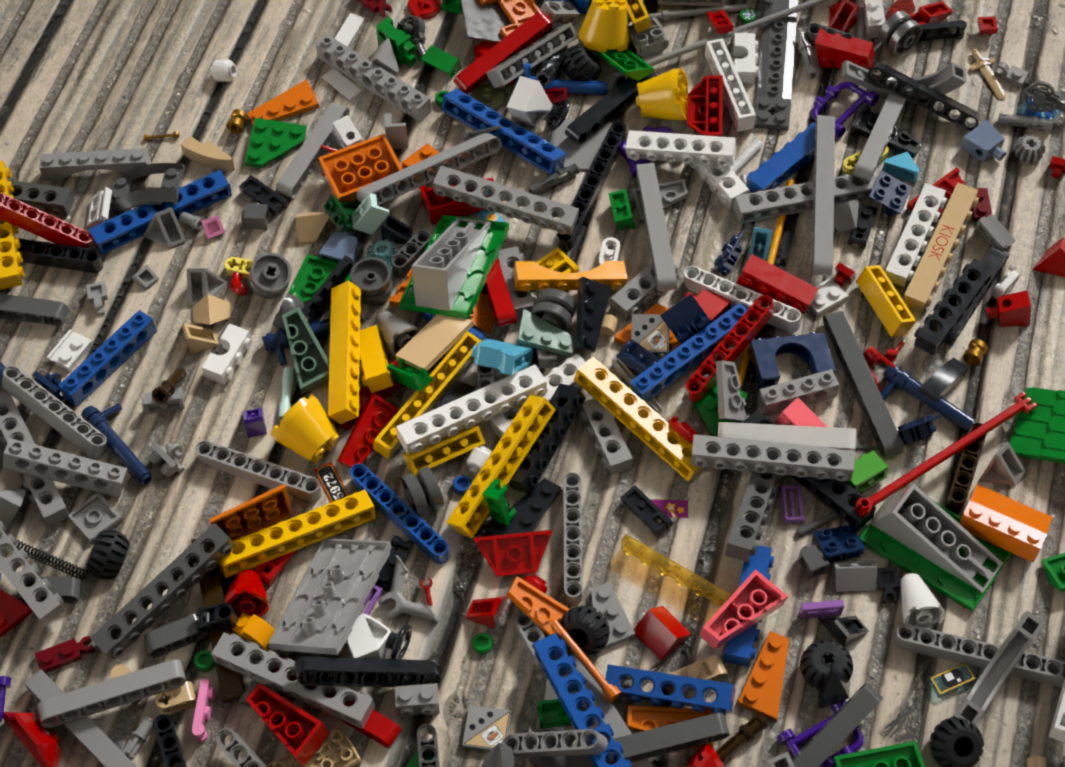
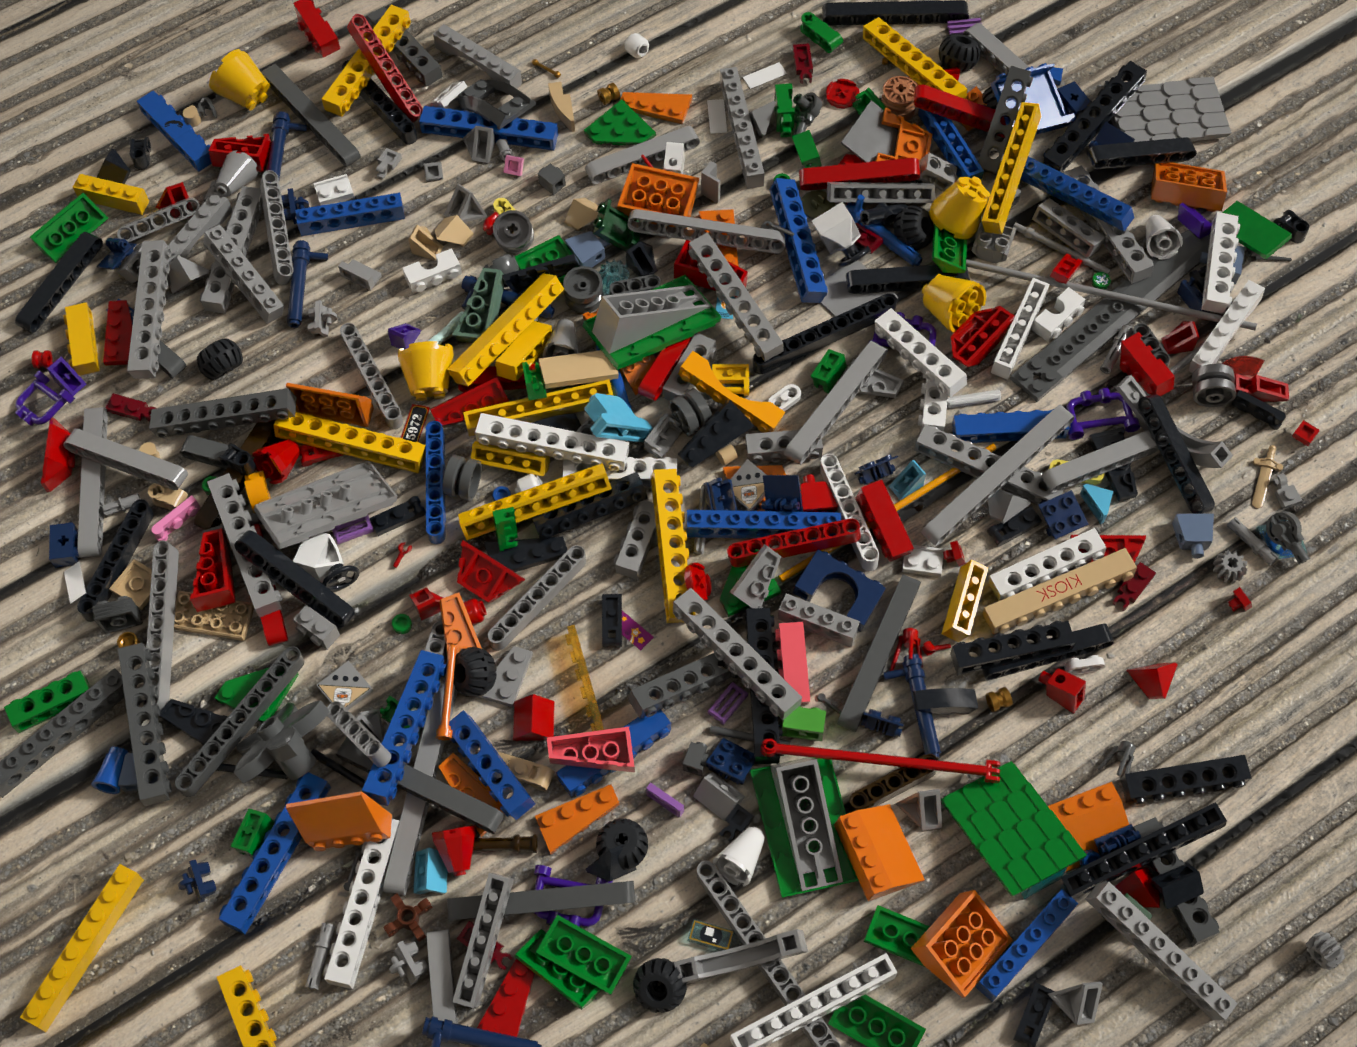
camera: 40 degrees right, 5 degrees up
(52, 560) = (177, 332): black piece -> none
(94, 517) = (238, 325): light grey tile -> none
(167, 387) = (361, 265): dark brown pin -> none
(263, 194) = (573, 165): black plate -> none
(369, 215) = (621, 237): light aqua panel -> none
(402, 605) = (373, 549): light grey piece -> none
(543, 335) = (664, 425): sand green wing -> none
(571, 171) = (822, 309): dark grey pin -> none
(802, 435) = (766, 646): white beam -> none
(845, 629) = (670, 830): black slope -> none
(994, 232) = (1122, 615): light grey panel -> none

